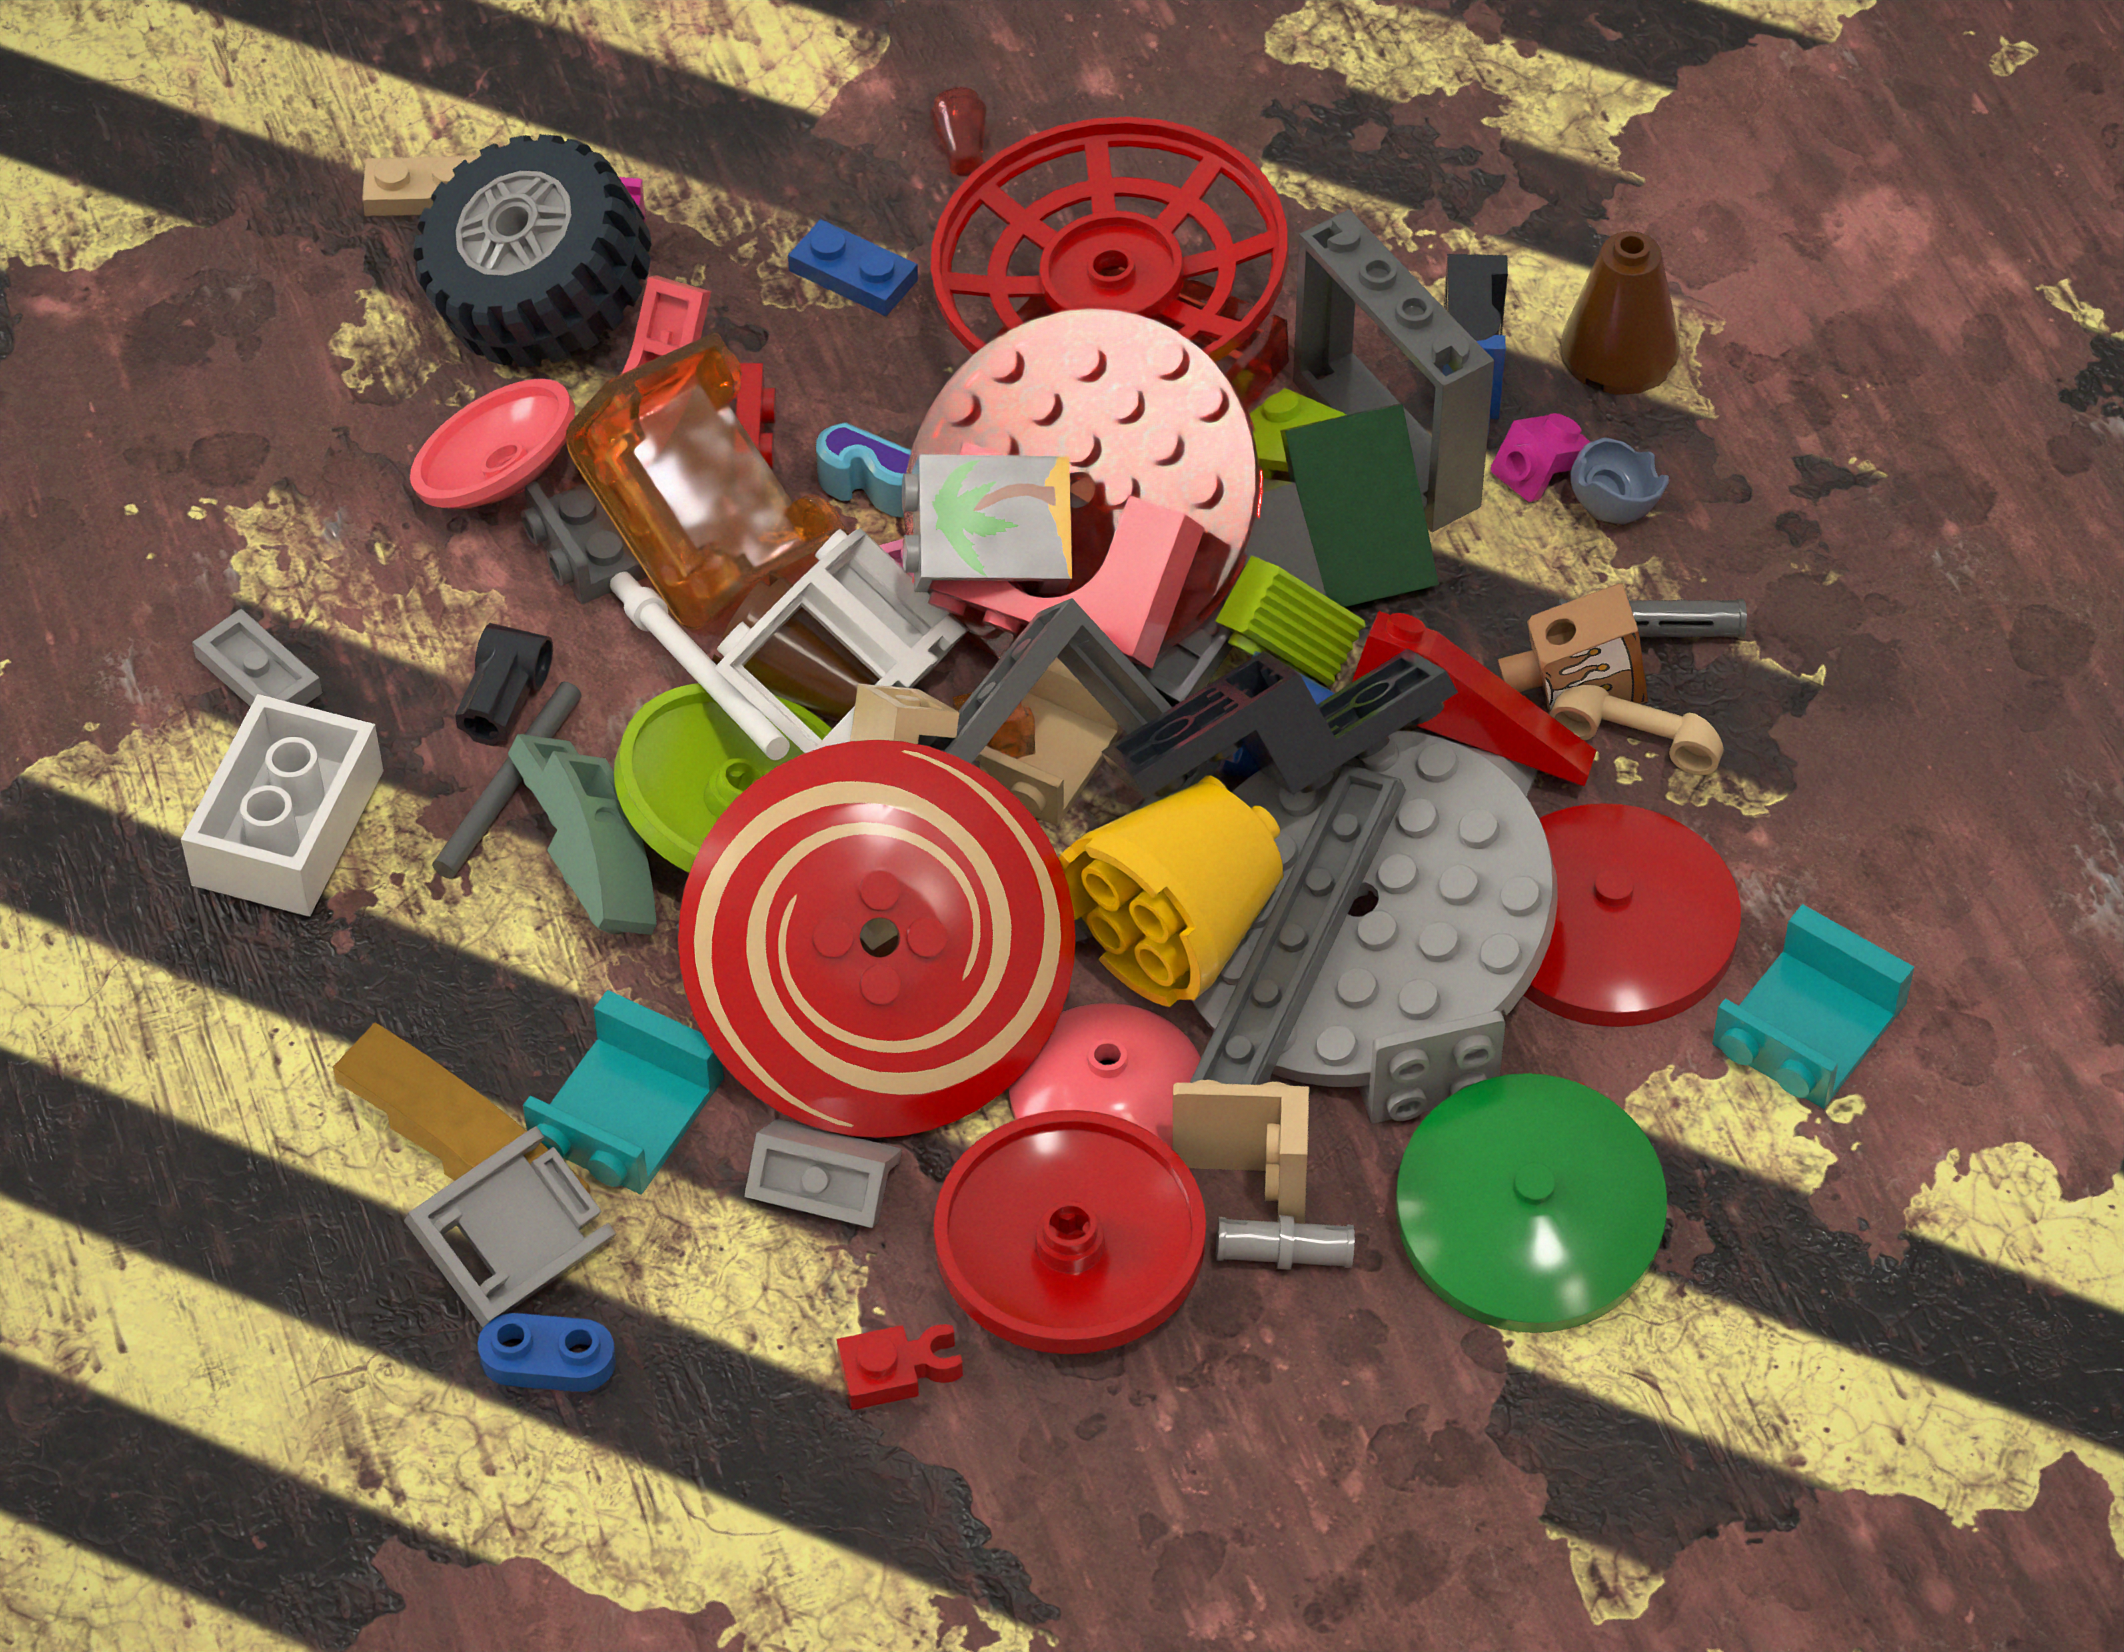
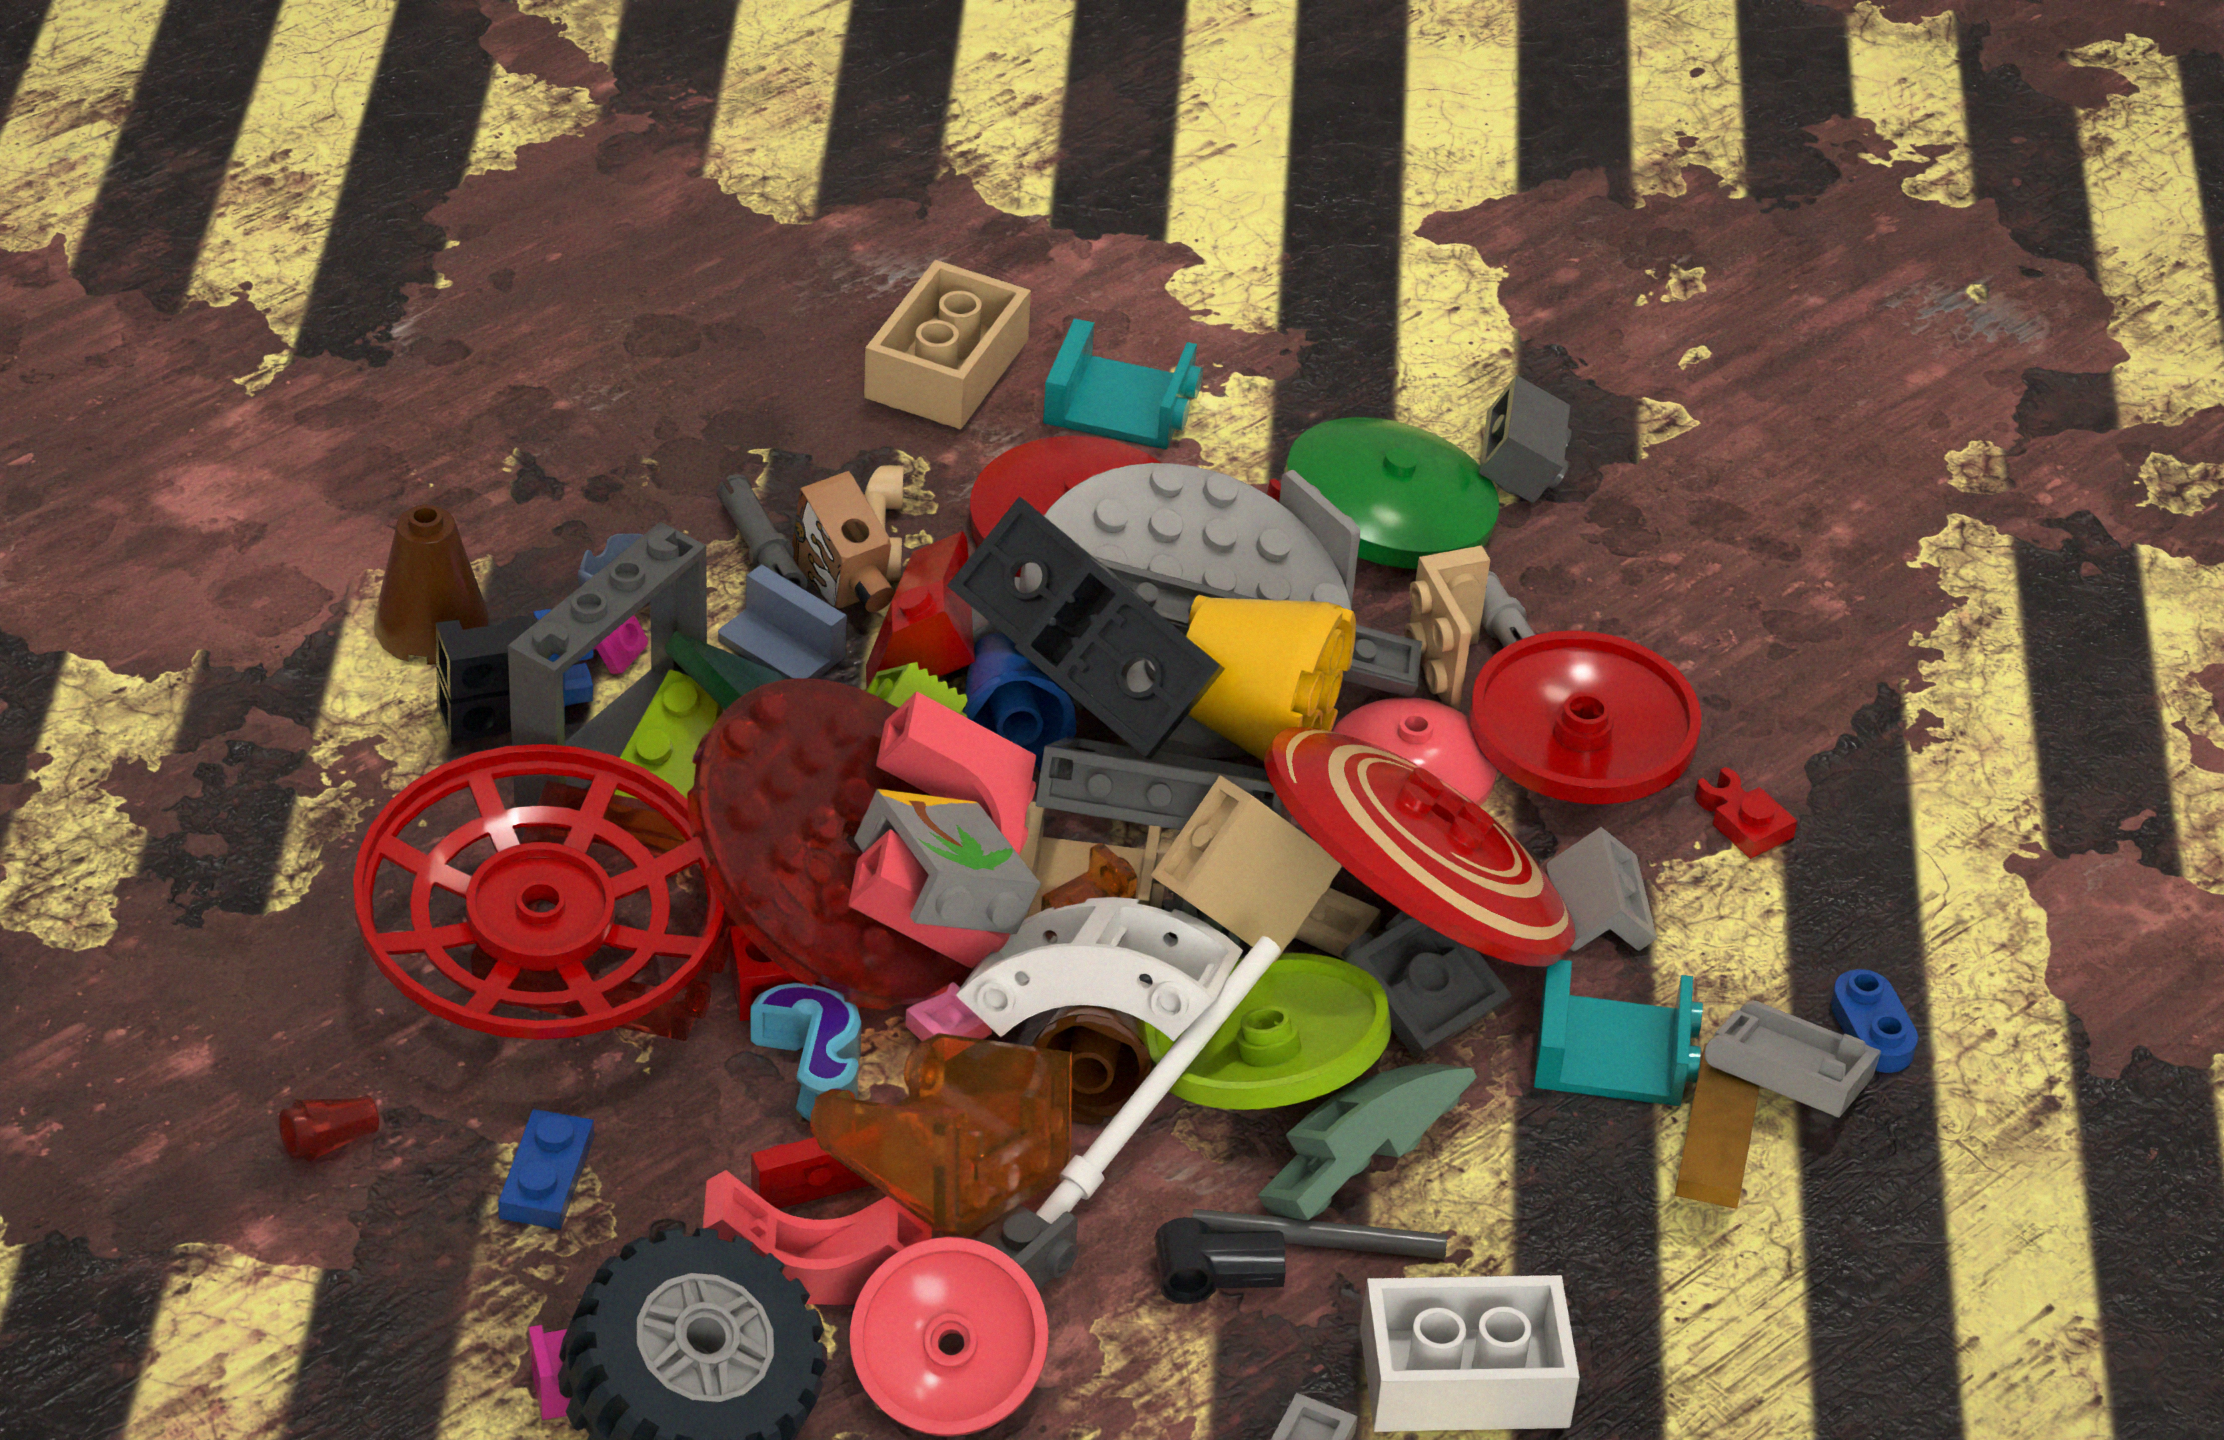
camera: 115 degrees left, 10 degrees down
(1495, 602) = (786, 628): none -> sand blue panel
(1567, 1362) = (1525, 440): none -> dark grey brick
(1912, 846) = (947, 344): none -> tan brick

